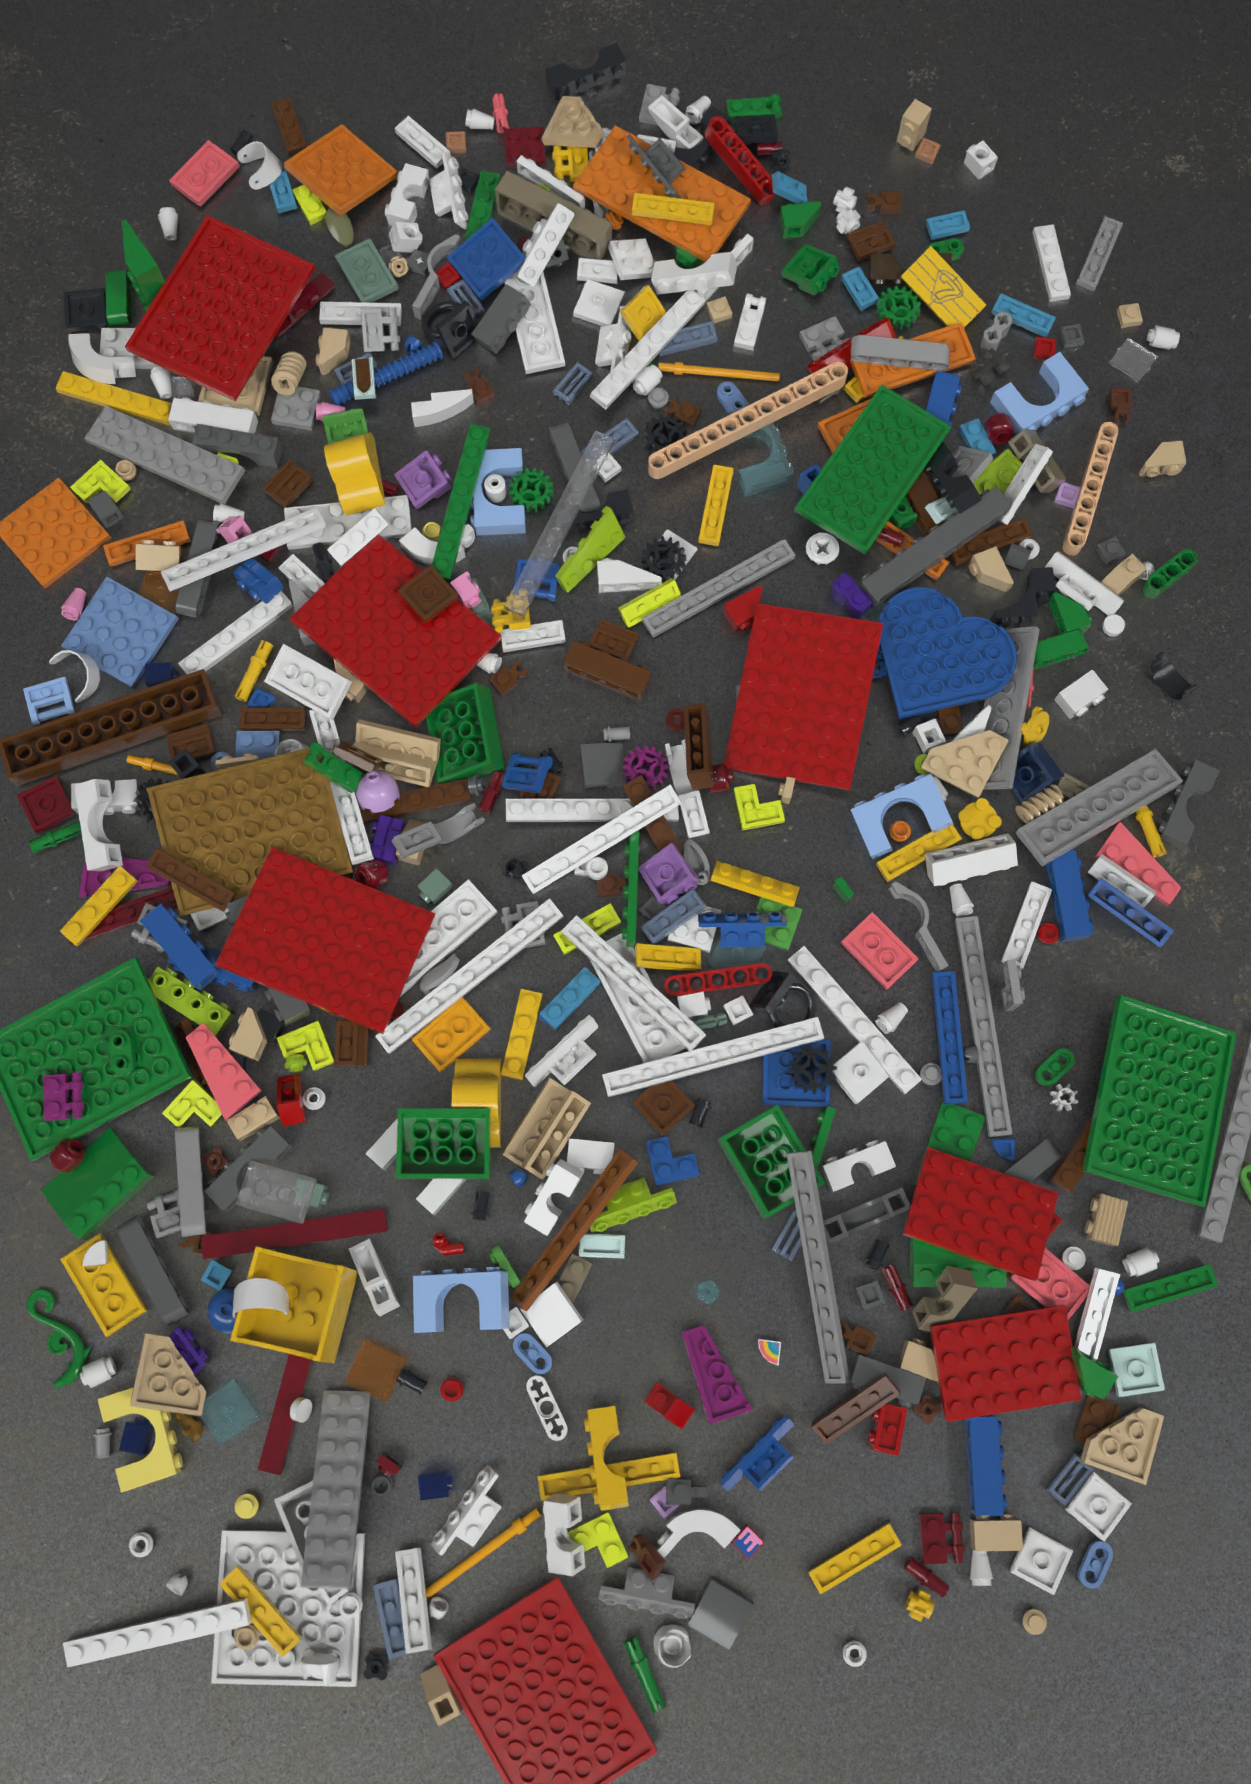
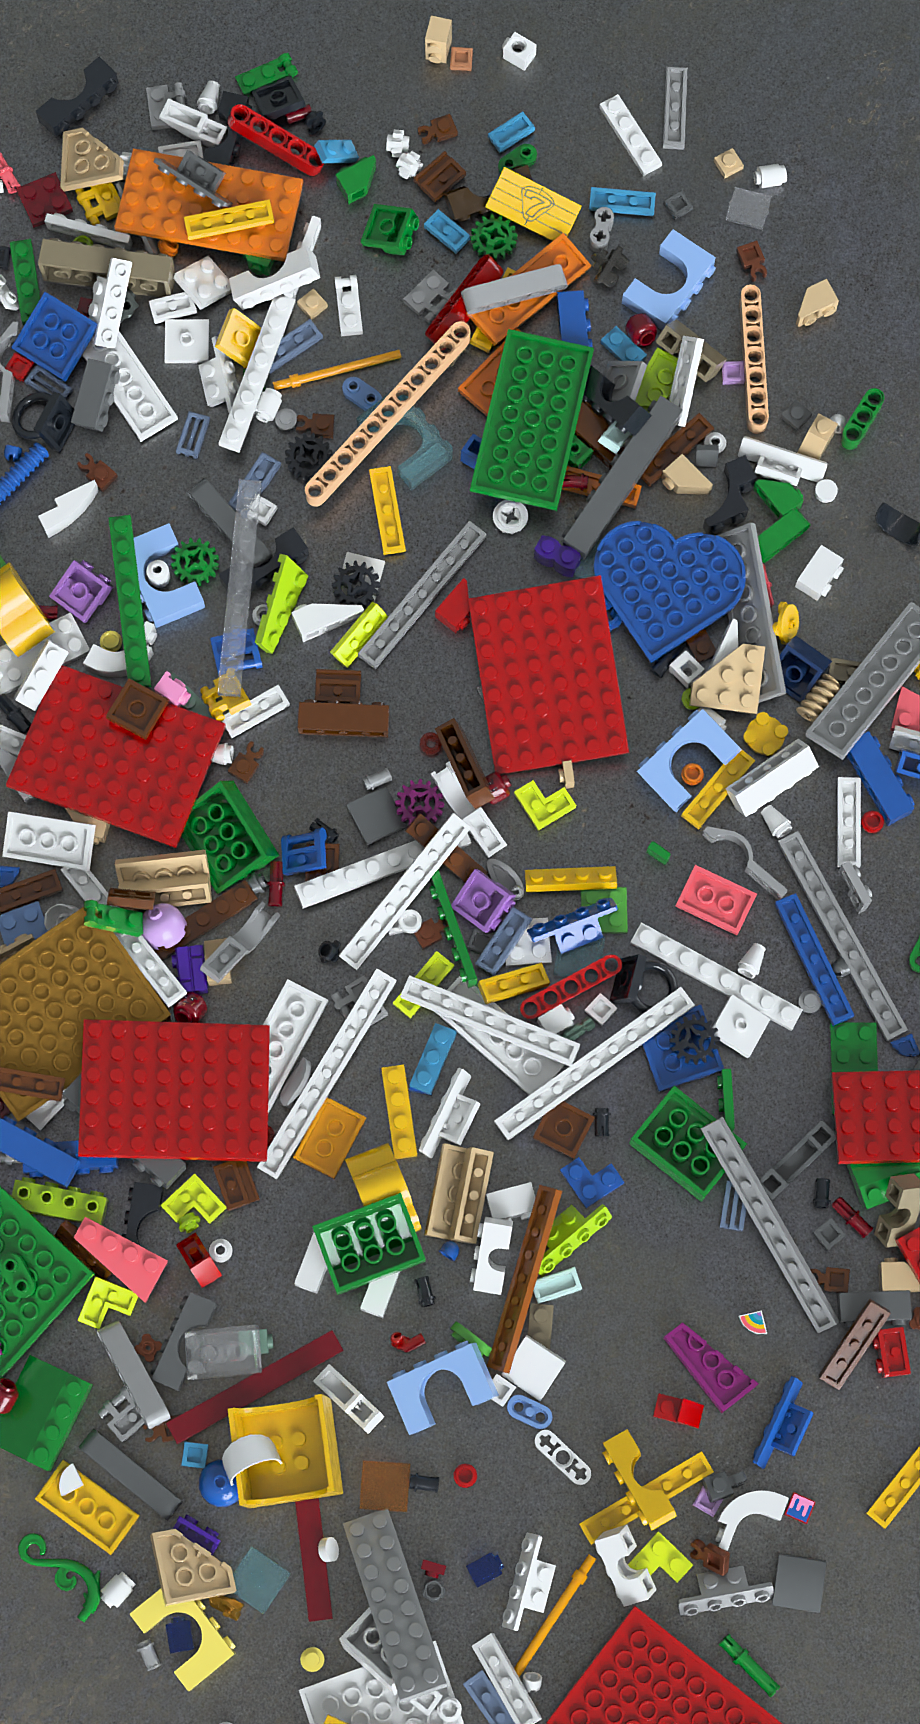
camera: 20 degrees left, 0 degrees up
(250, 1037) = (137, 1214): tan slope -> none
(253, 1119) = (170, 1292): tan brick -> none
(434, 887) = (257, 1000): sand green brick -> none
(672, 1645) = (765, 1629): white hair -> none
(708, 1298) = (669, 1294): clear light blue plate -> none
(875, 1157) = (786, 1101): white arch -> none
(1044, 348) = (656, 228): red tile -> none

